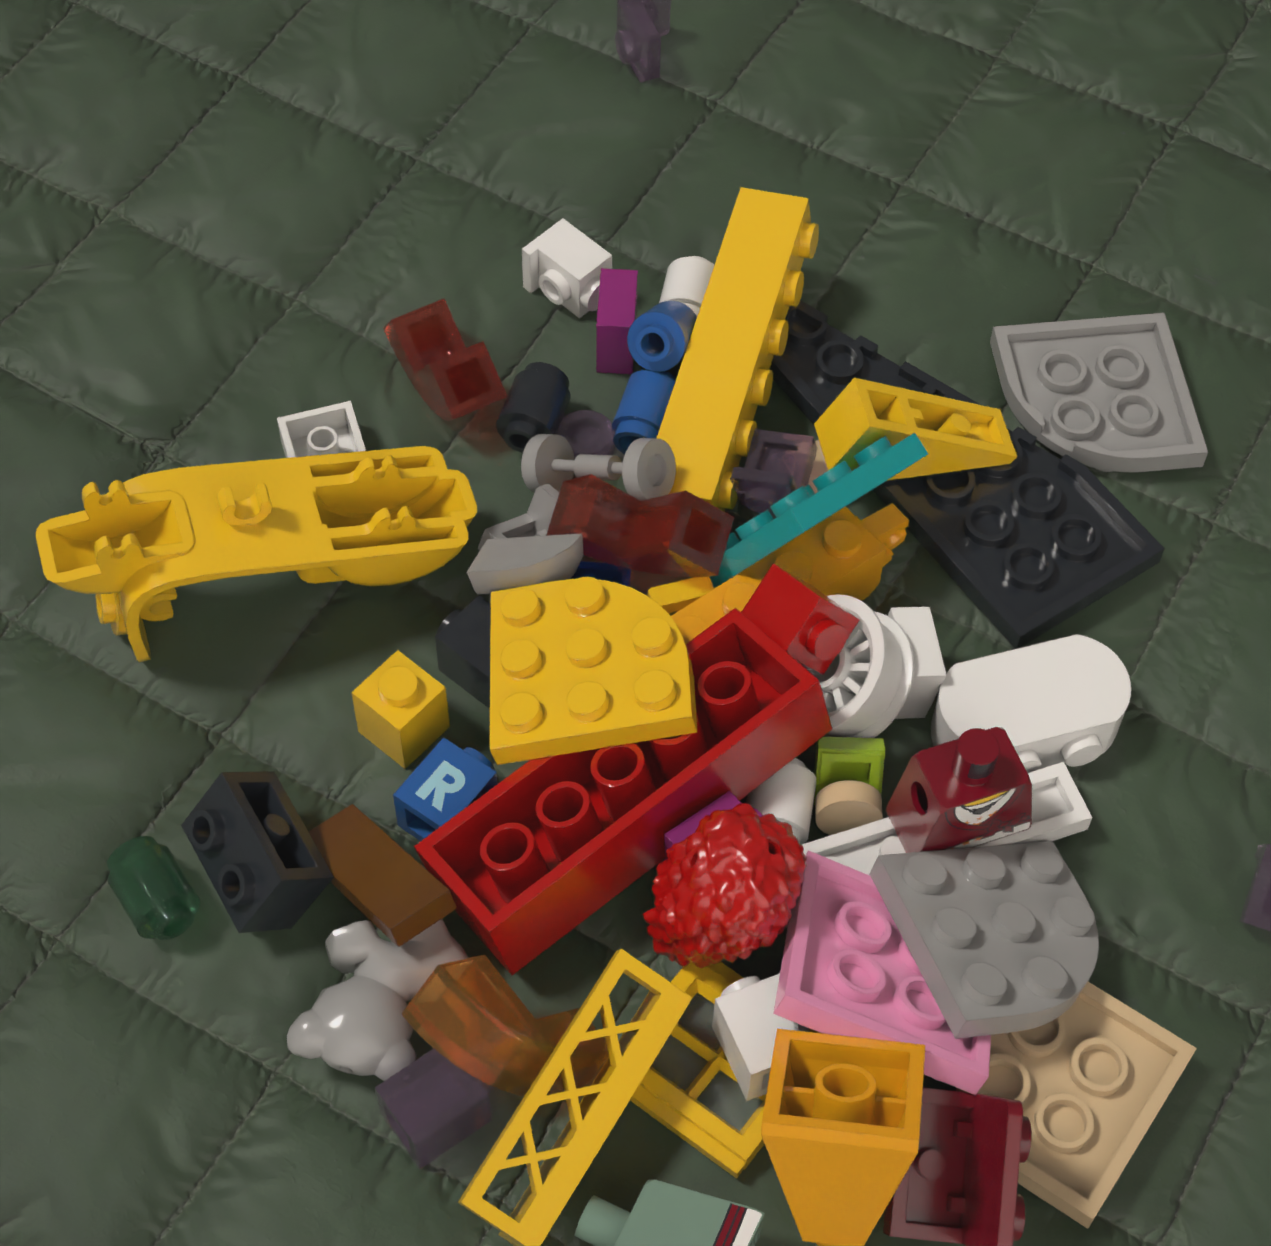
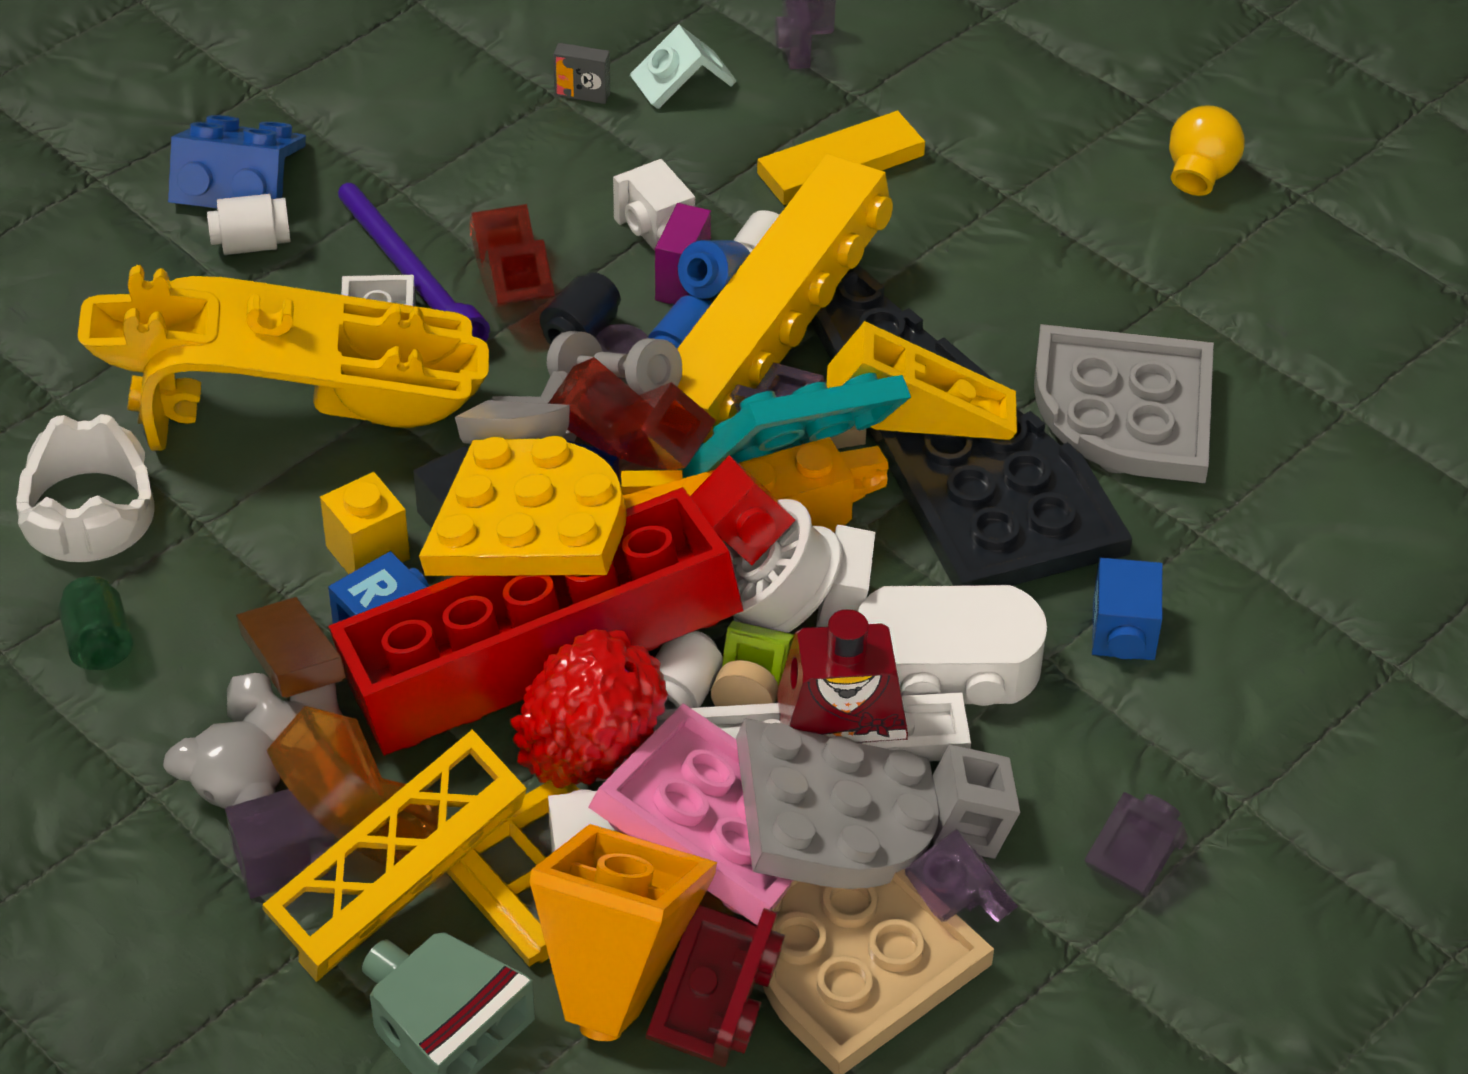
camera: 15 degrees right, 10 degrees down
(69, 679) = (98, 526): none -> white piece
(114, 307) = (229, 160): none -> blue bracket
(156, 374) = (249, 224): none -> white brick
(256, 851) = (193, 609): black brick -> none
(334, 384) = (406, 260): none -> dark purple piece
(441, 130) = (581, 73): none -> dark grey tile
(530, 105) = (674, 64): none -> light aqua bracket
(715, 180) = (874, 143): none -> yellow tile
(1080, 98) = (1204, 148): none -> yellow piece
(1120, 880) = (976, 798): none -> light grey brick
(1135, 982) = (958, 877): none -> clear purple bracket
(1186, 628) = (1127, 609): none -> blue brick

